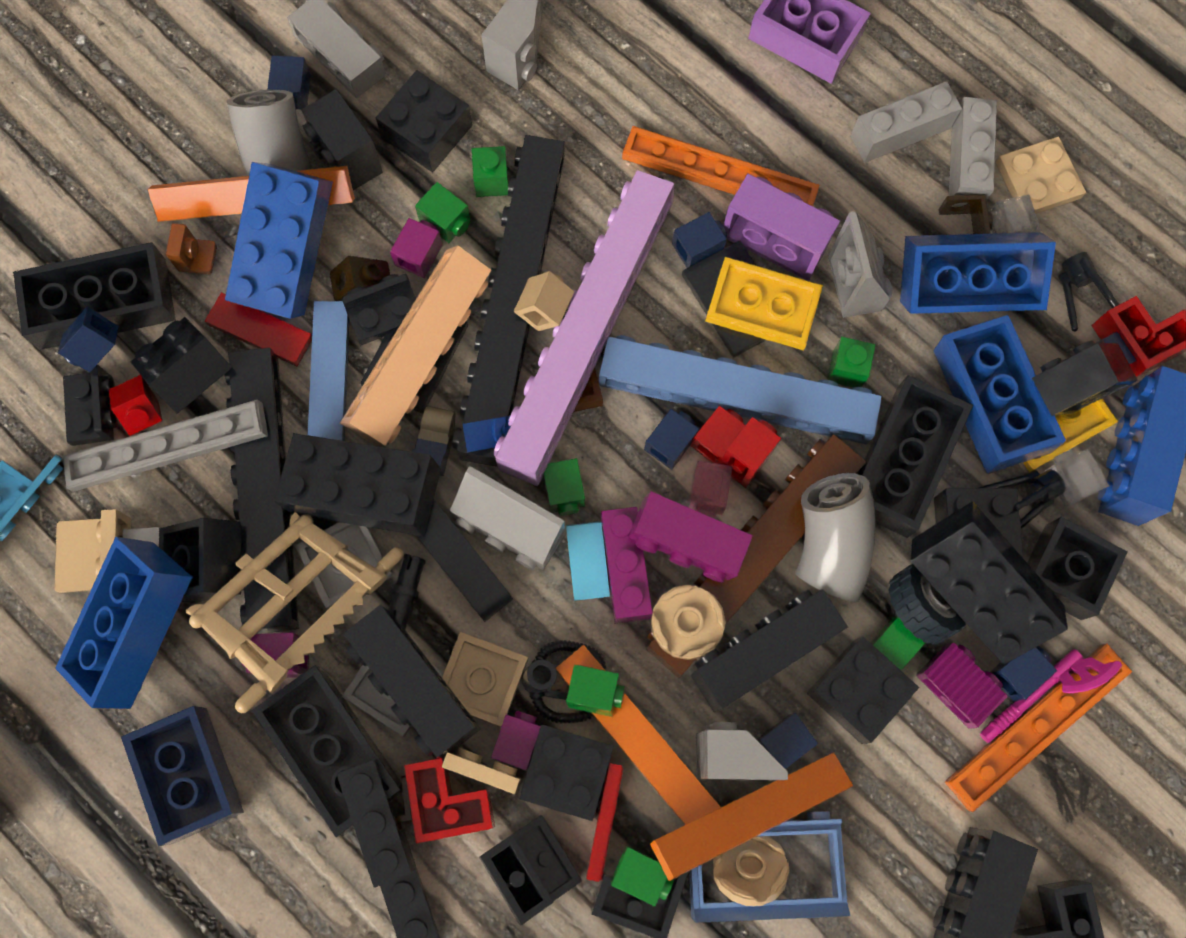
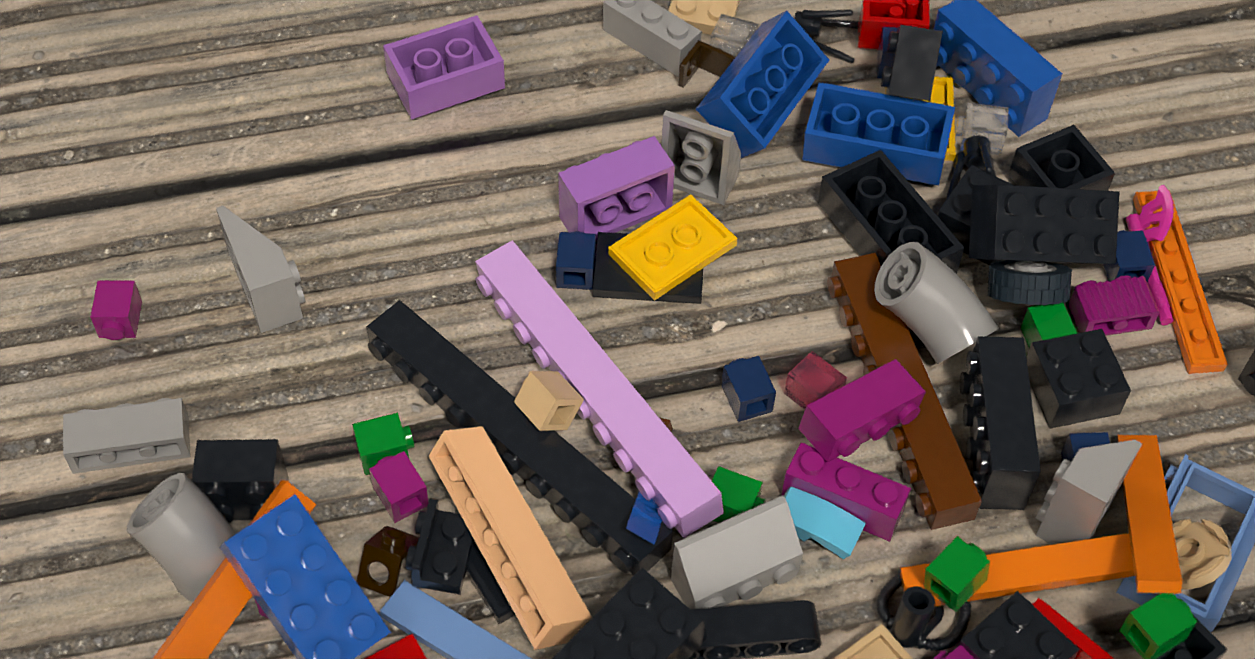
camera: 55 degrees left, 20 degrees down
(290, 75) = (121, 494): dark blue brick -> none
(424, 121) = (276, 401): black brick -> none
(436, 435) = (598, 576): dark tan leg -> none
(490, 171) = (374, 379): green brick -> none
(688, 622) = (936, 465): tan tile -> none
(705, 165) = (499, 221): orange tile -> none
(732, 443) = (805, 327): red brick -> none
(749, 391) = (739, 311): medium blue brick -> none
(851, 362) = (775, 217): green brick -> none
(905, 122) = (587, 57): light grey brick -> none

